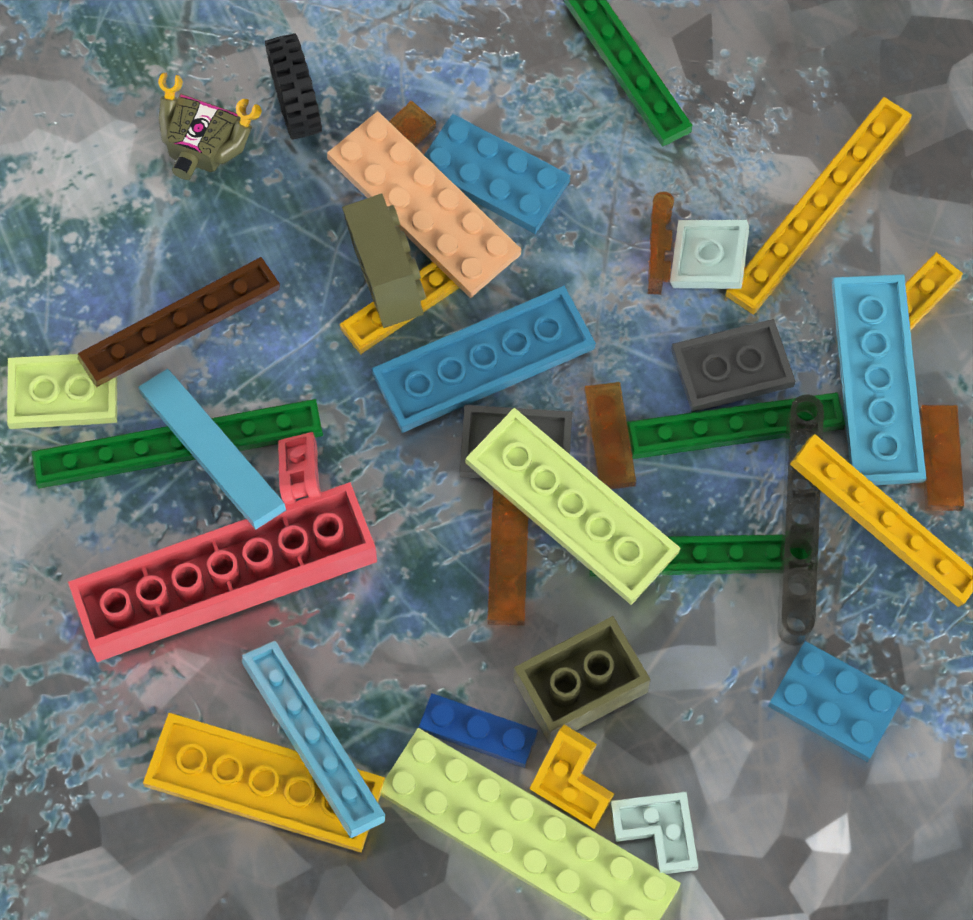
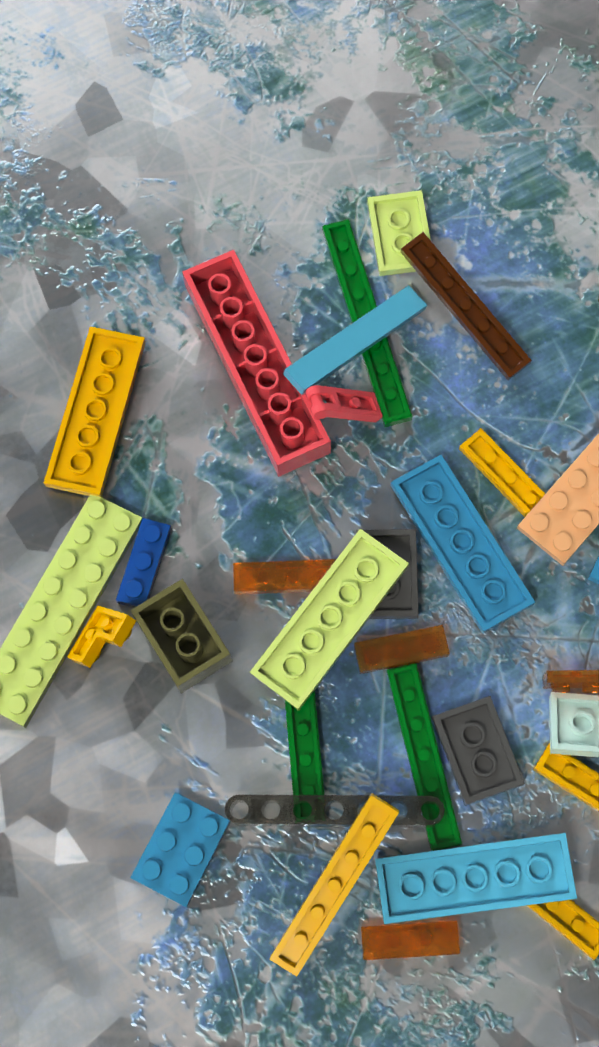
camera: 90 degrees right, 5 degrees up
(313, 739) = (123, 438): medium azure plate -> none
(385, 260) = (532, 448): olive brick -> none
(664, 819) = (74, 710): light aqua plate -> none

